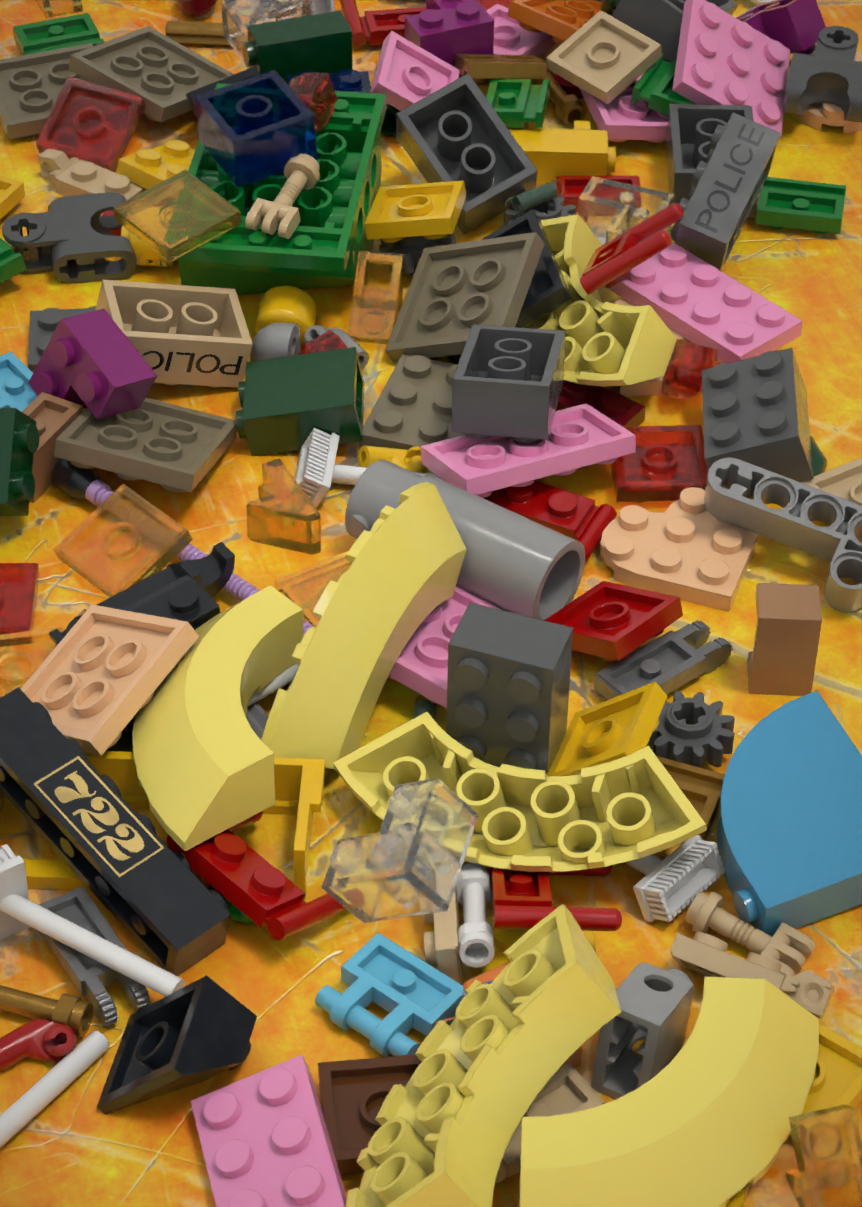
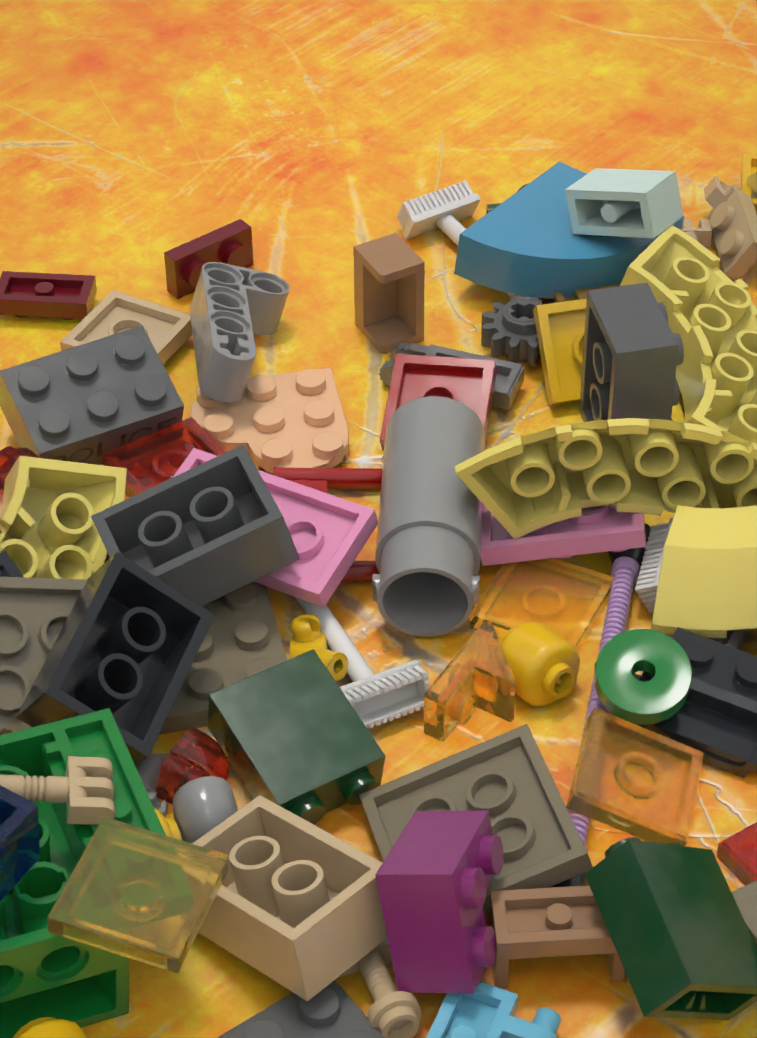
camera: 120 degrees left, 0 degrees up
(182, 552) = (638, 700): none -> green piece
(272, 547) = (540, 662): none -> yellow head
(410, 307) = (120, 651): none -> black brick
(756, 794) = (624, 202): none -> light aqua brick

